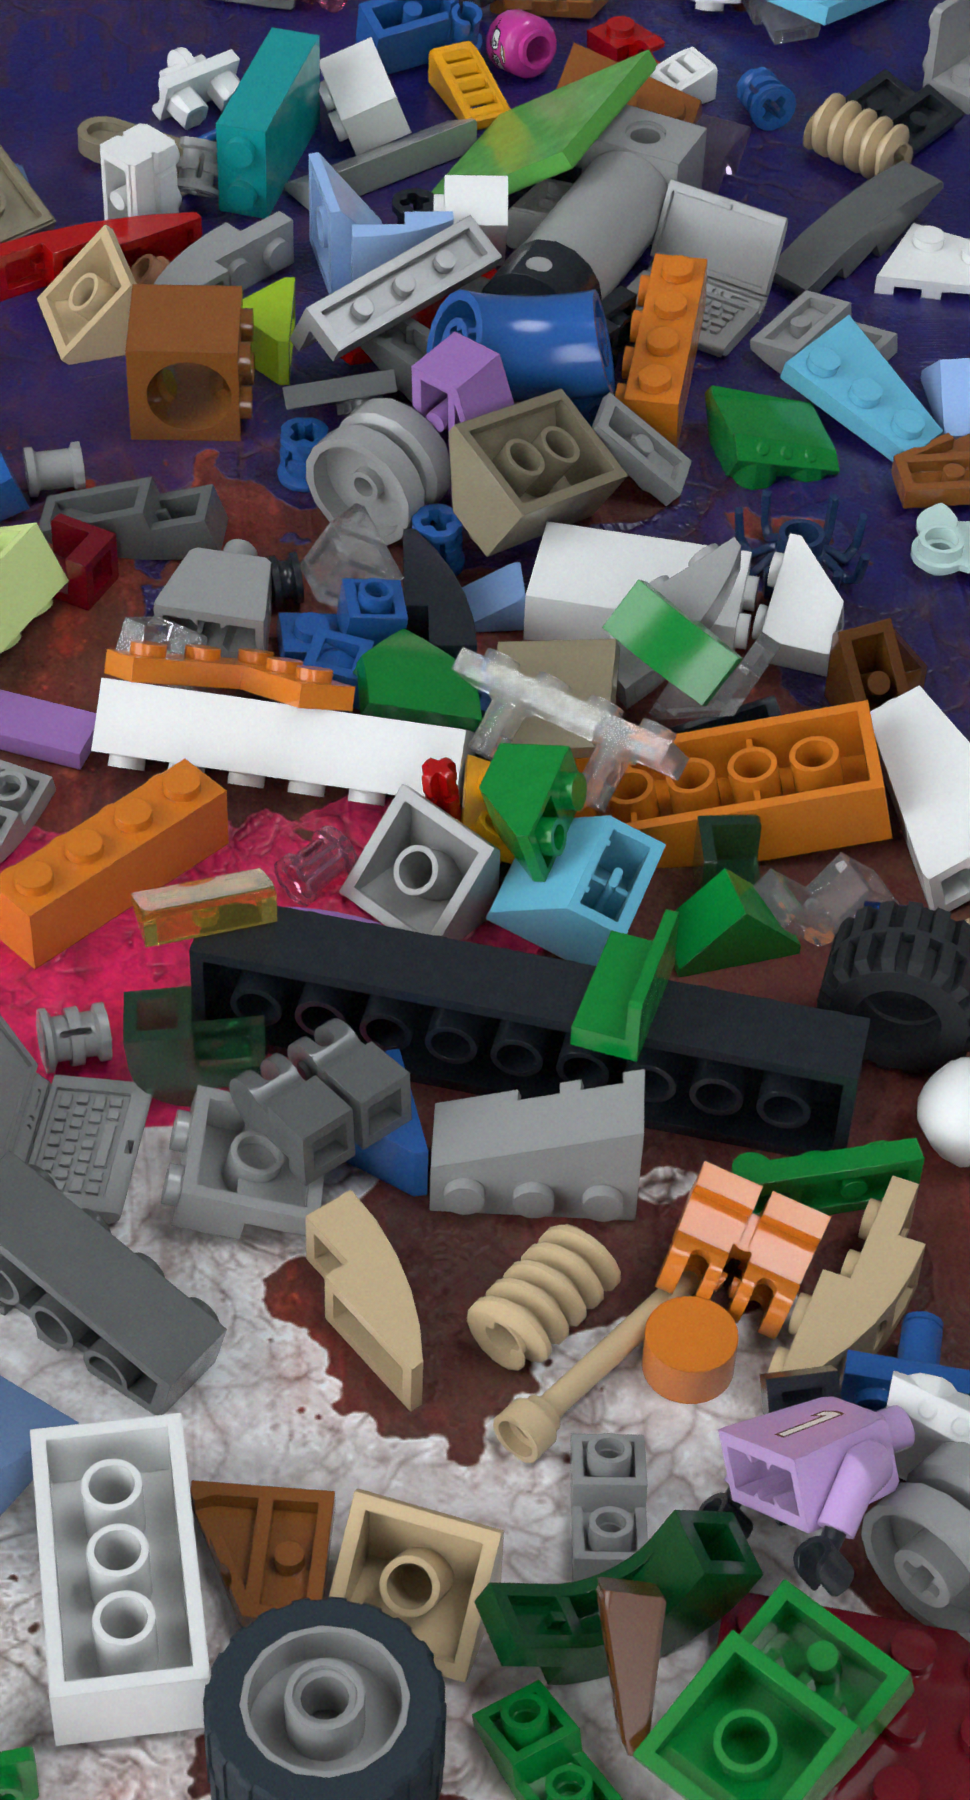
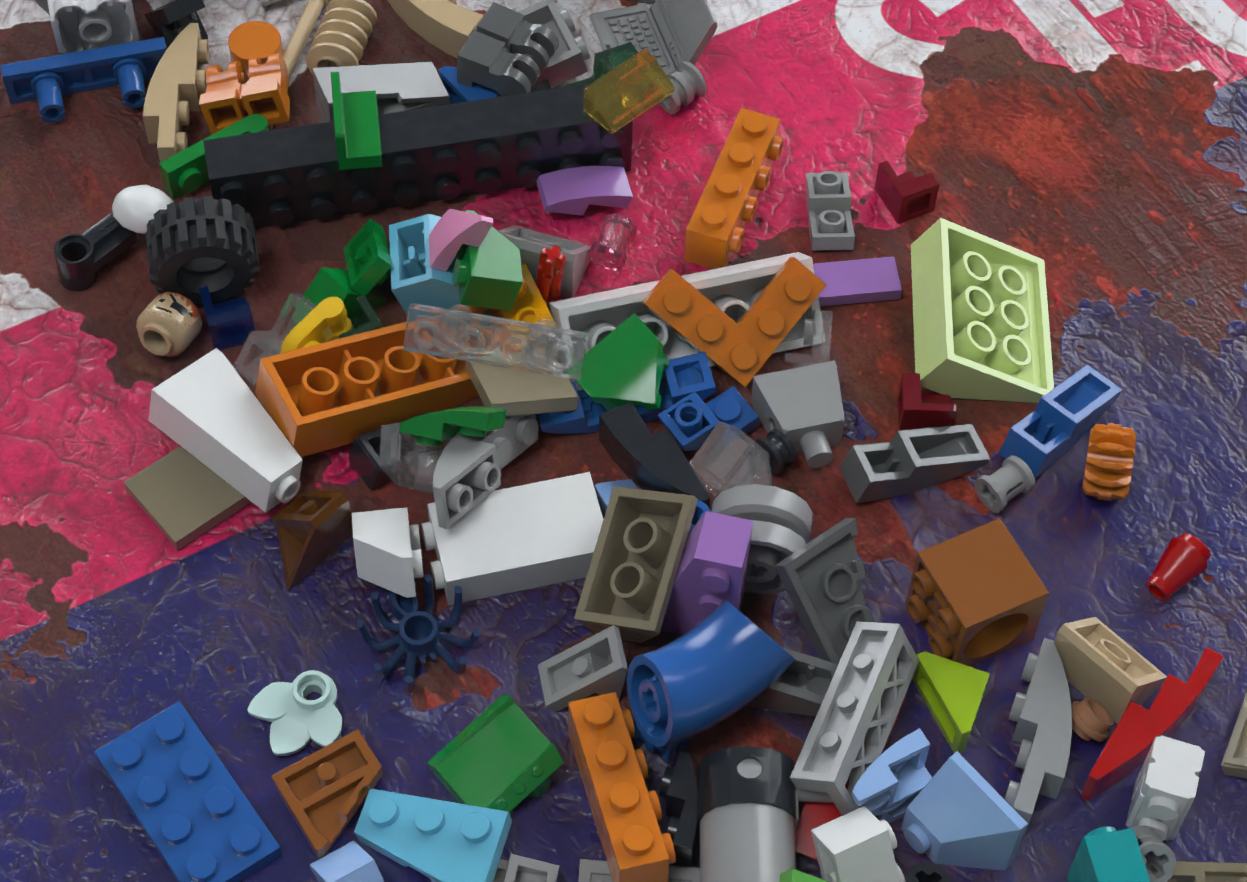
camera: 155 degrees right, 10 degrees up
(562, 810) = (451, 232): none -> bright pink slope
(683, 891) = (367, 258): none -> green plate
(793, 851) = (319, 326): none -> yellow plate

